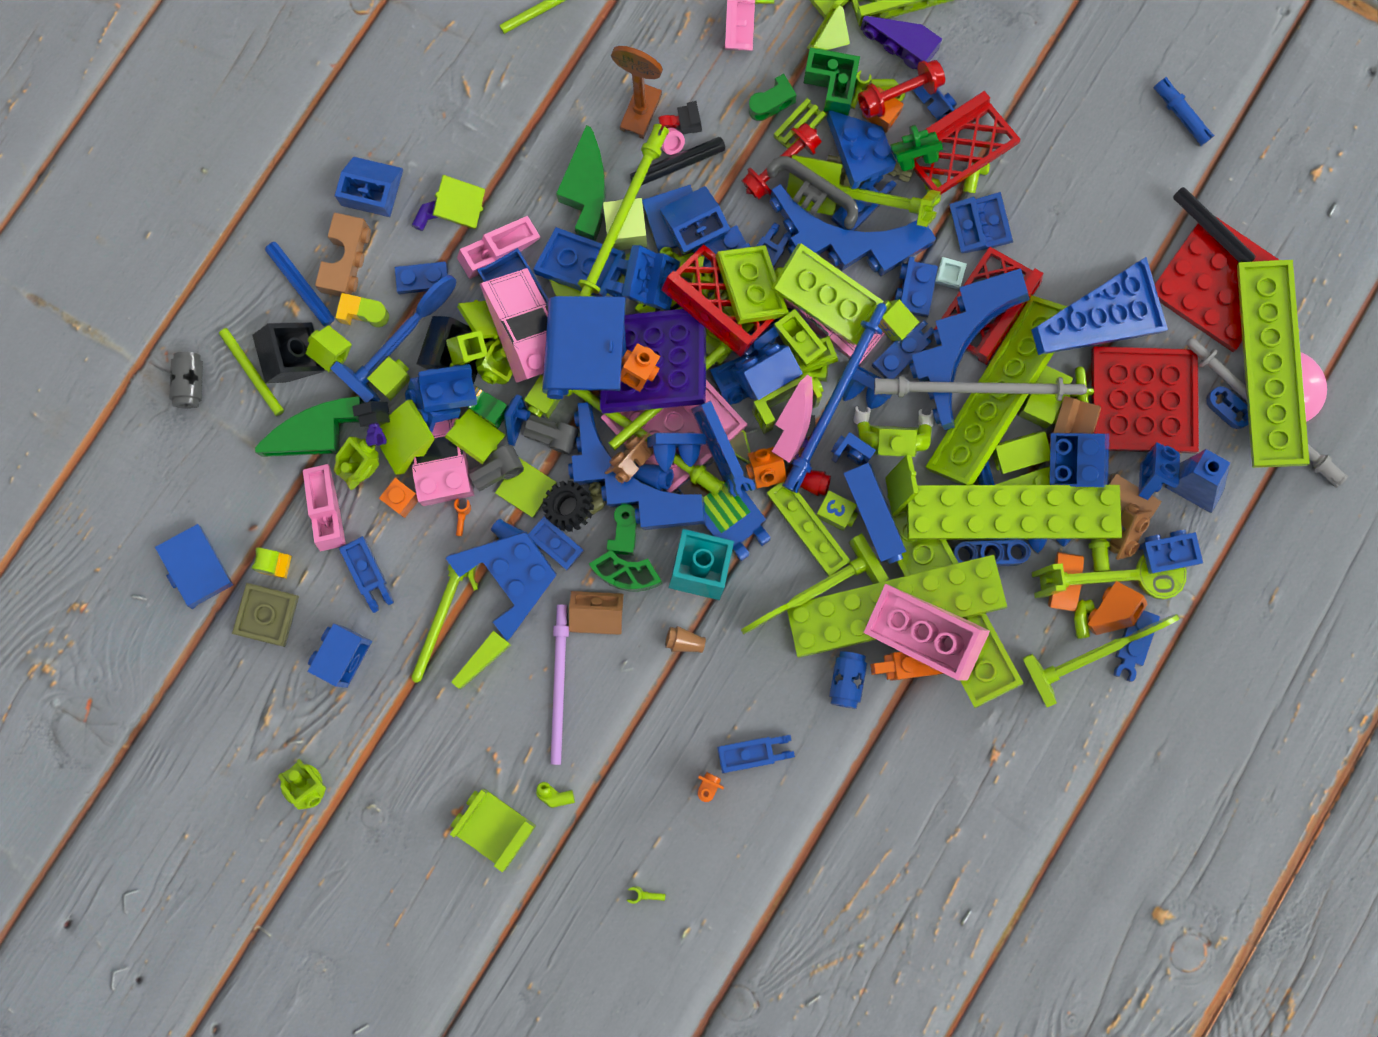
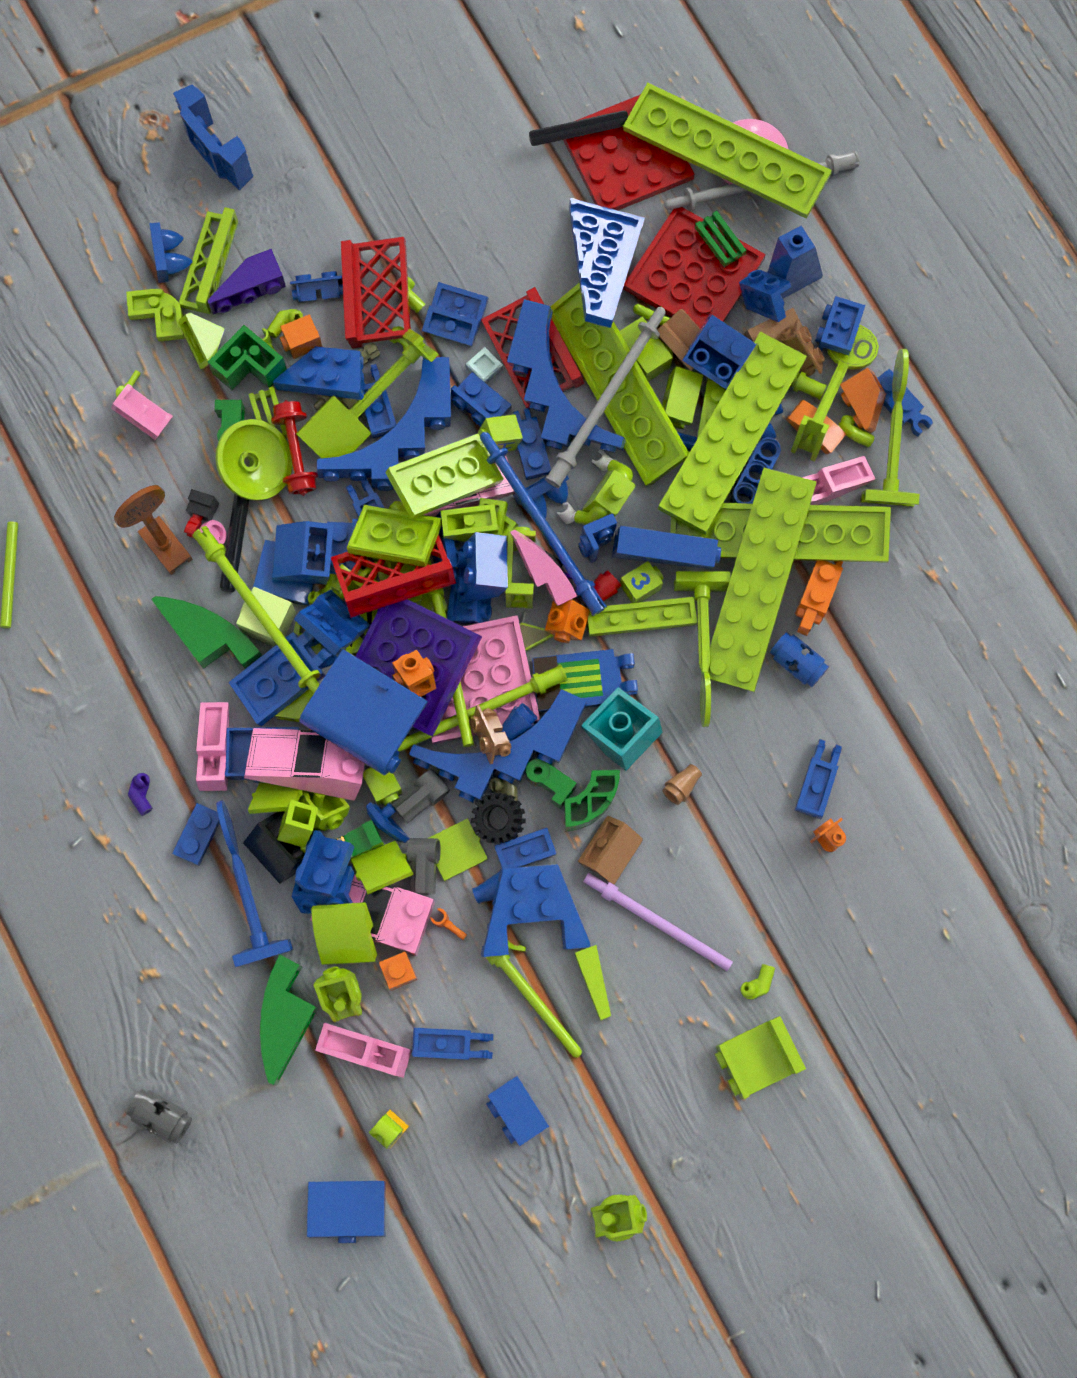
camera: 65 degrees left, 5 degrees down
(251, 372) = (188, 1048): lime bar -> none
(265, 614) = (434, 1165): olive plate -> none
(283, 352) = (192, 1001): black slope -> none
(299, 284) = (131, 953): blue axle -> none
(328, 347) = (212, 959): lime brick -> none
(341, 276) = (150, 911): medium nougat arch -> none
(361, 309) = (194, 906): leg -> none
(368, 186) = (79, 833): blue slope -> none
(372, 415) = (306, 951): black piece -> none
(390, 377) = (277, 916): lime brick -> none
(458, 202) = (147, 758): lime piece -> none
(645, 895) = (894, 951): lime hand -> none
(665, 446) = (497, 694): blue tile -> none
(721, 449) = (530, 647): blue tile -> none
(765, 143) = (267, 455): none -> lime dish
(814, 188) = (342, 430): dark grey piece -> none
(901, 484) = (653, 511): lime piece -> none
(916, 145) = (356, 324): green hips -> none
(926, 632) = (800, 563): bright pink slope -> none
(930, 76) = (301, 277): red piece -> none
(1028, 626) = (840, 479): none -> bright pink slope
(1177, 103) = (455, 95): blue pin -> none
(1196, 385) = (725, 229): none -> green tile
(1224, 410) = (741, 208): blue beam -> none

